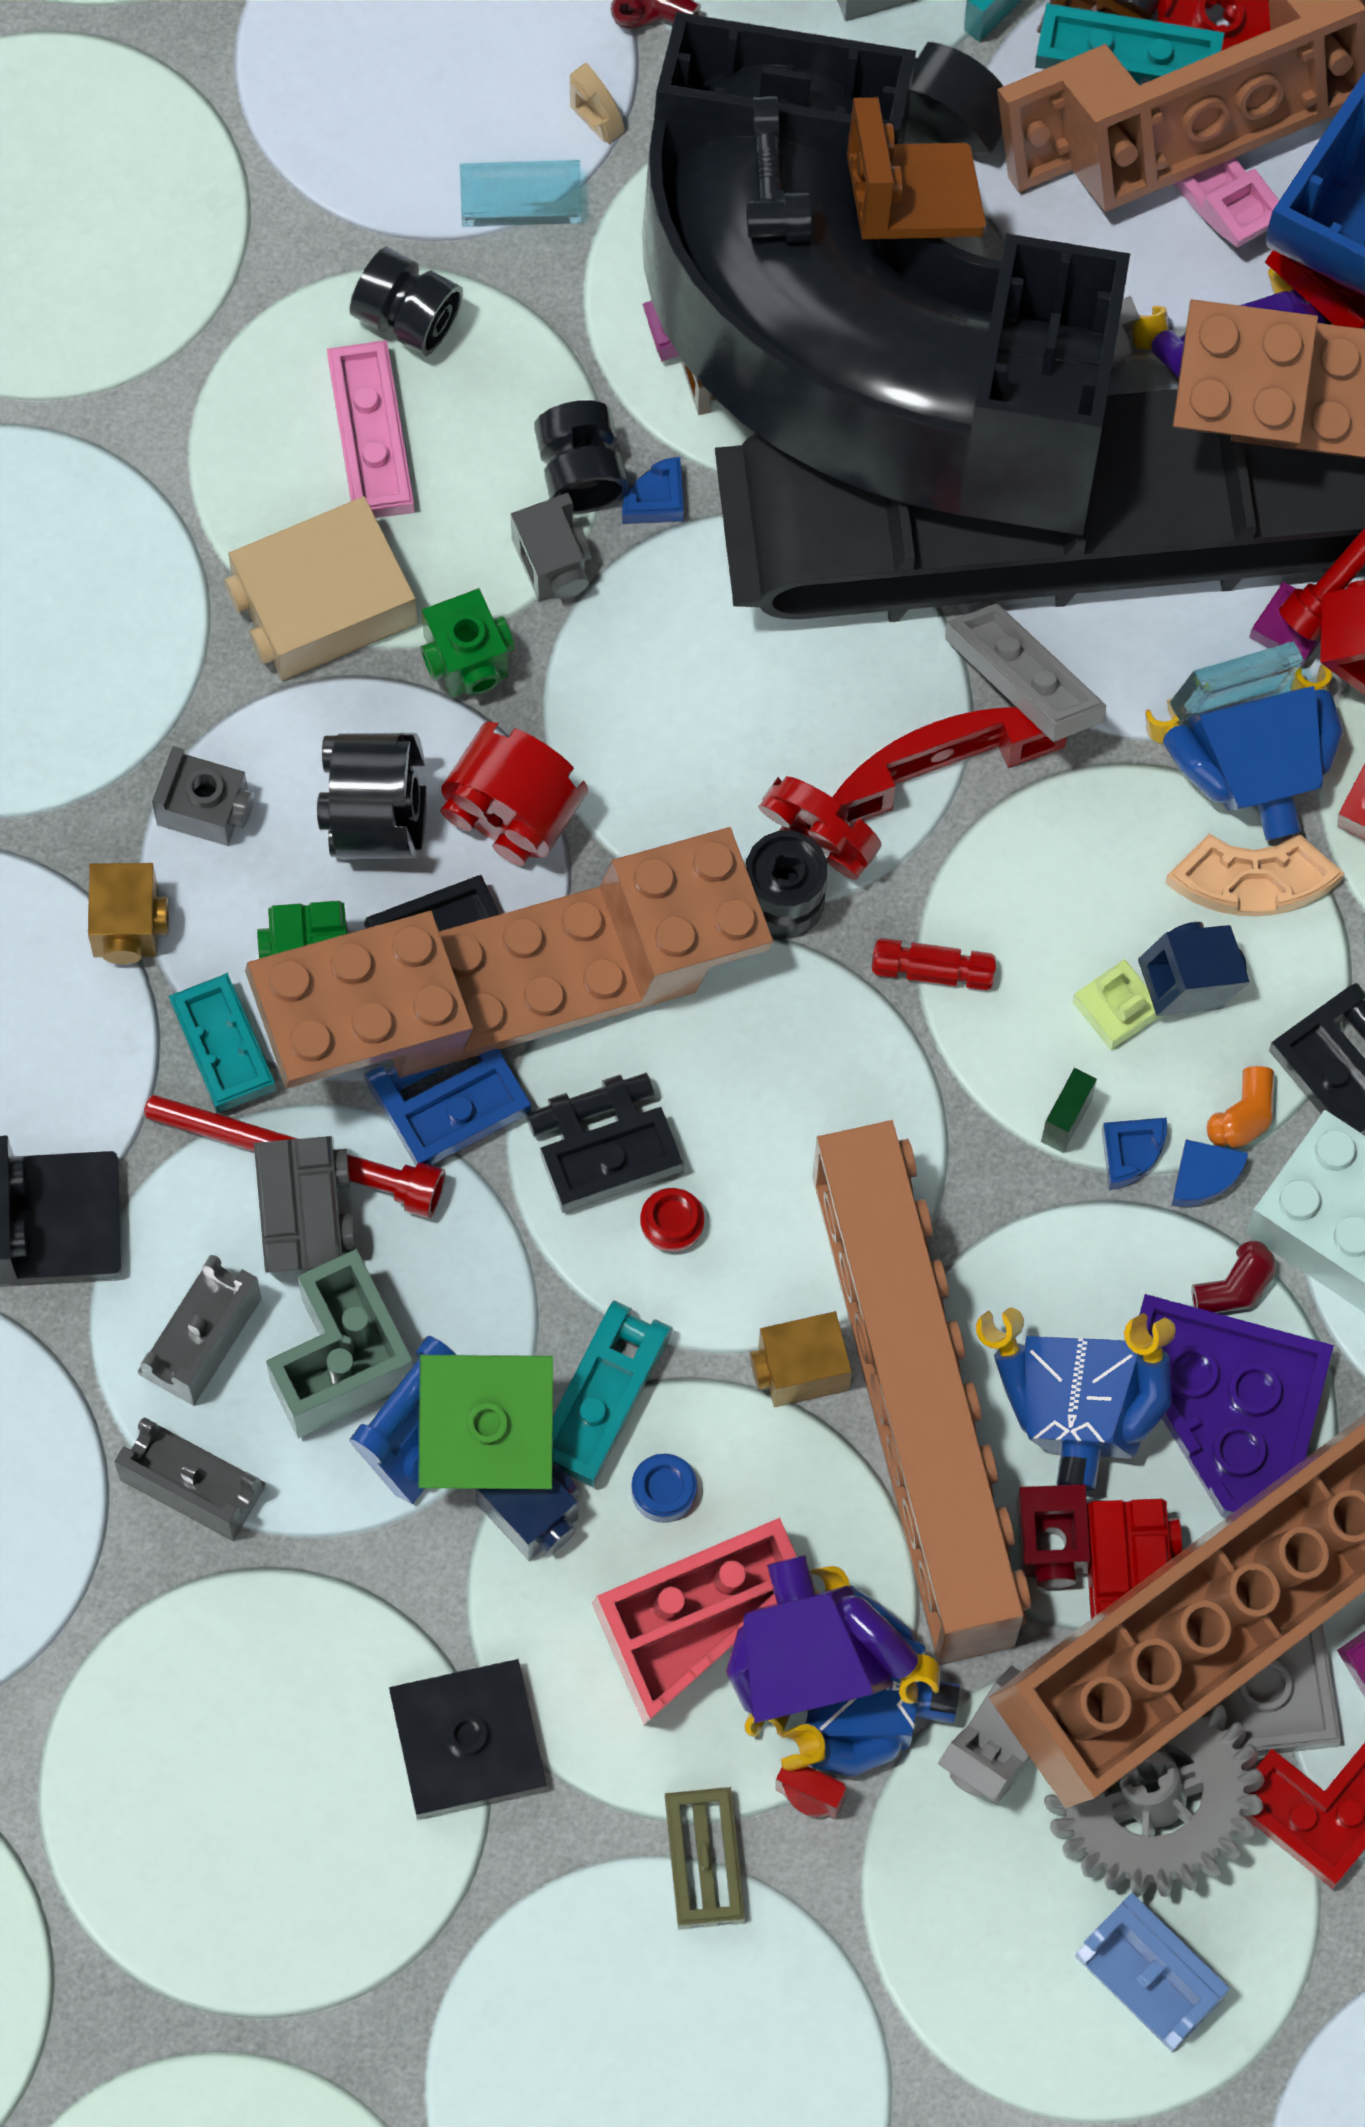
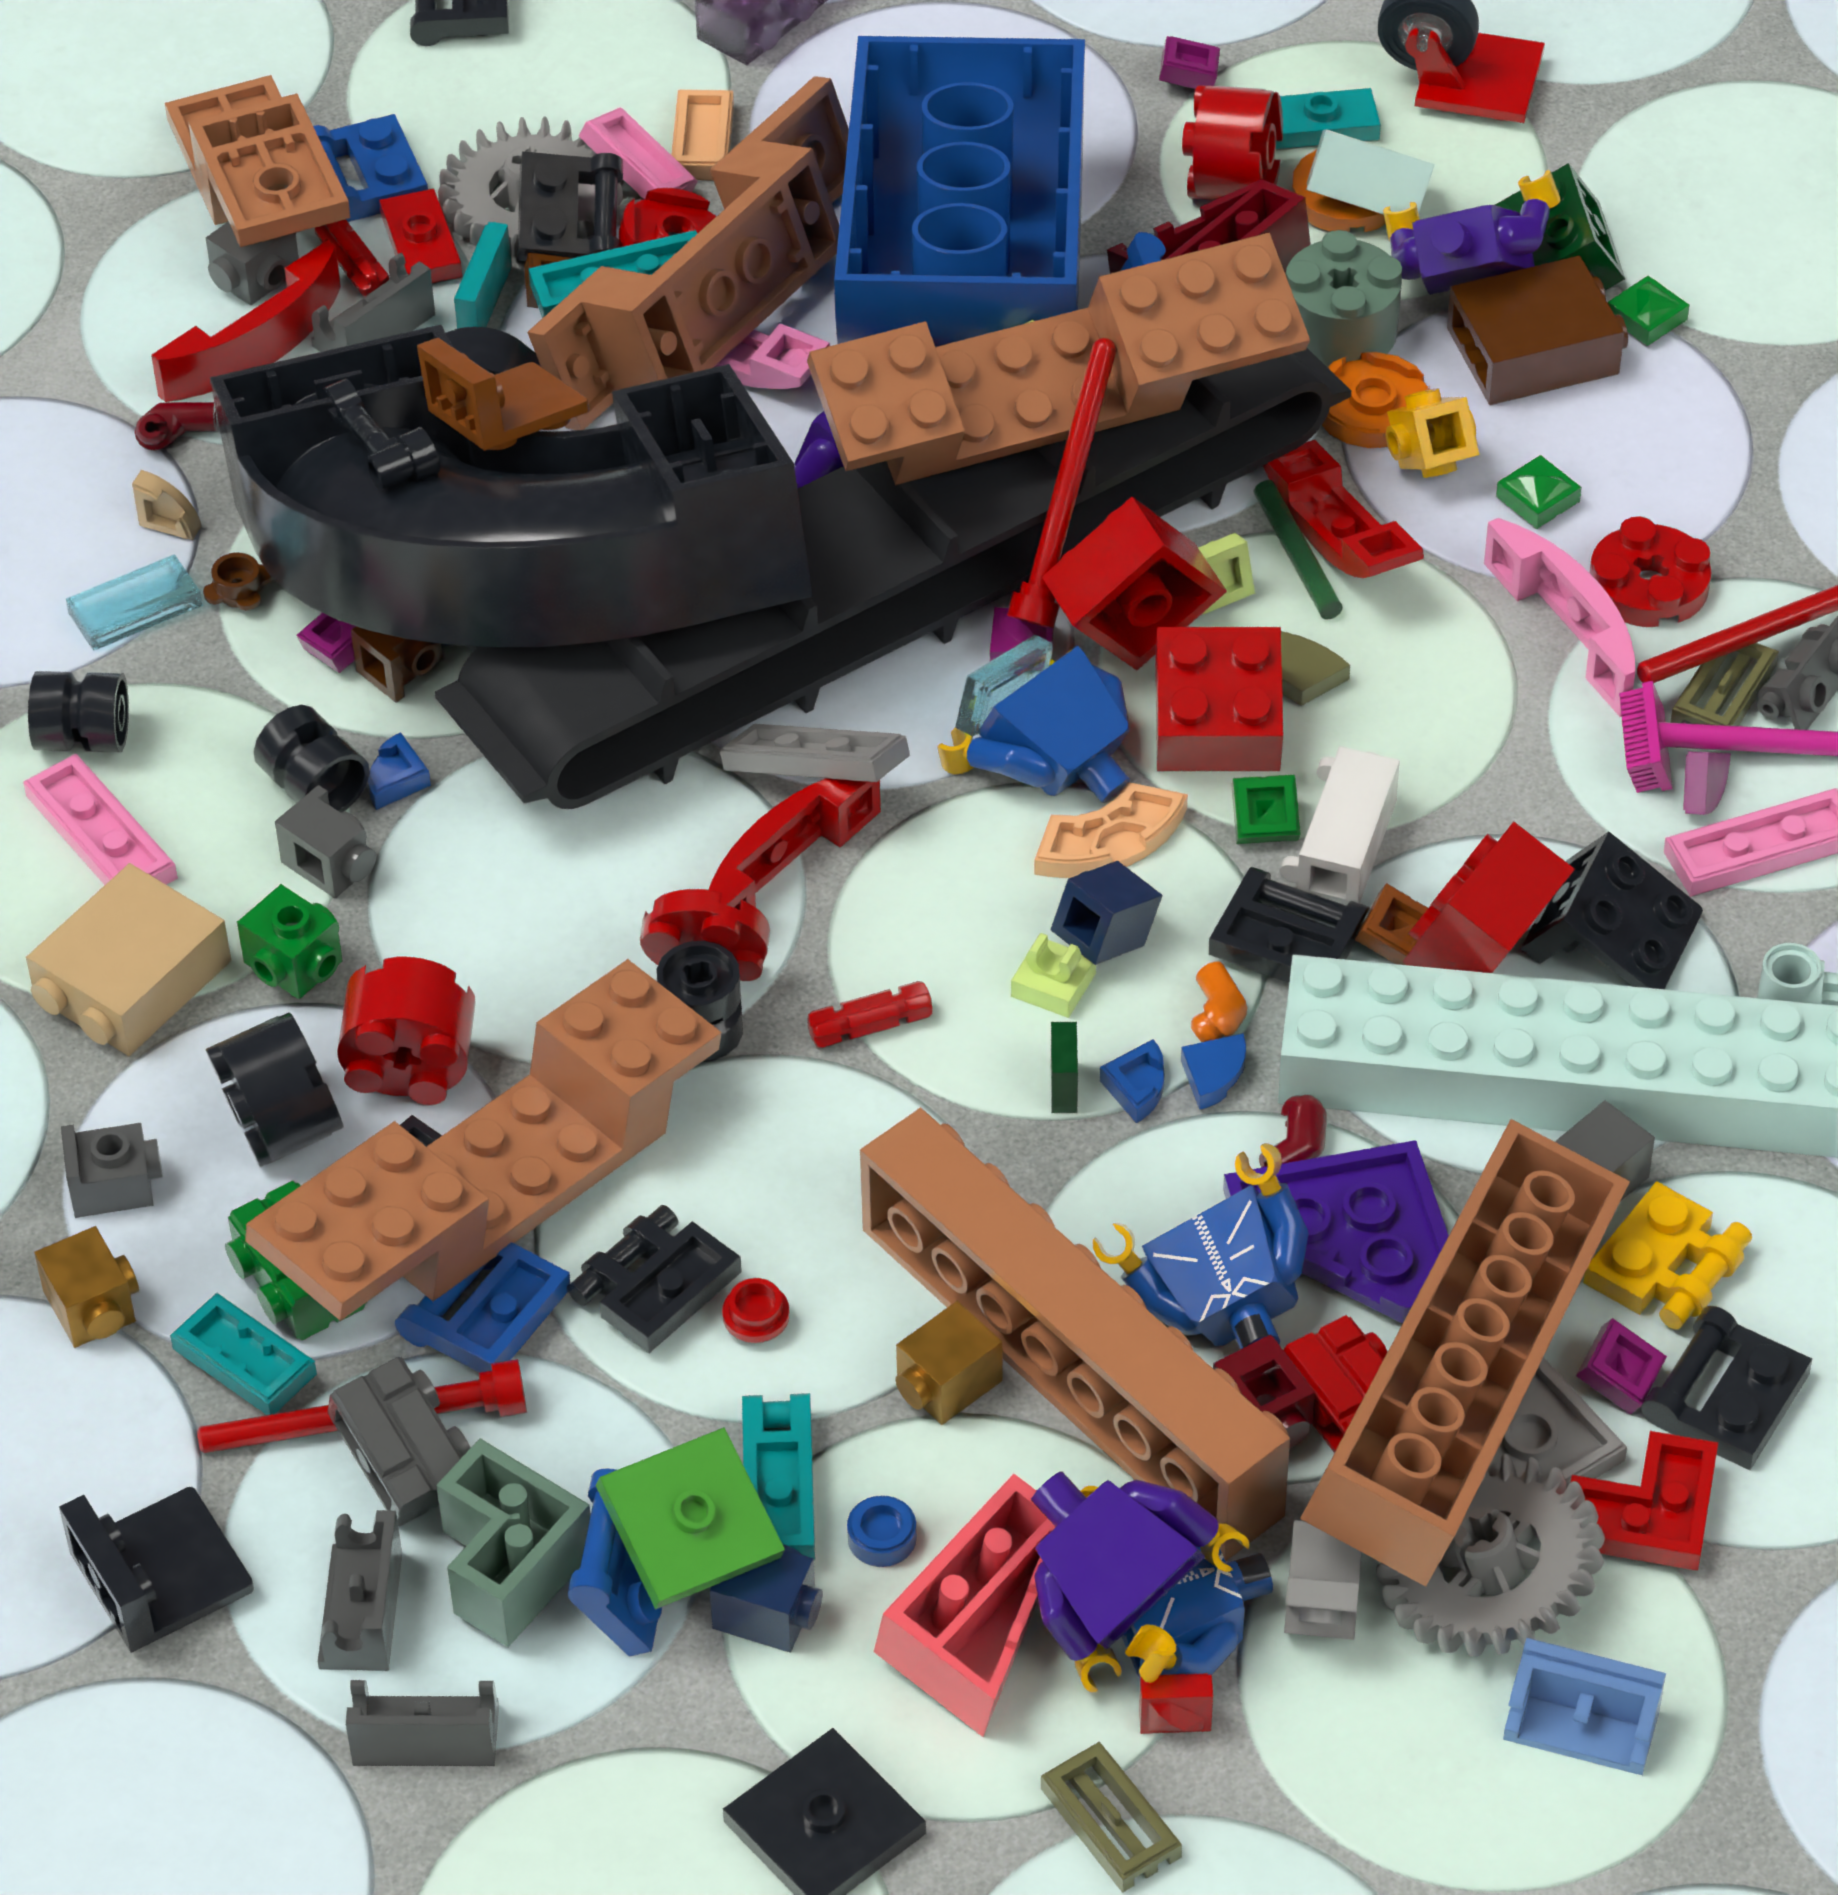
camera: 25 degrees left, 20 degrees down
(613, 203) = (236, 581): none -> reddish brown plate

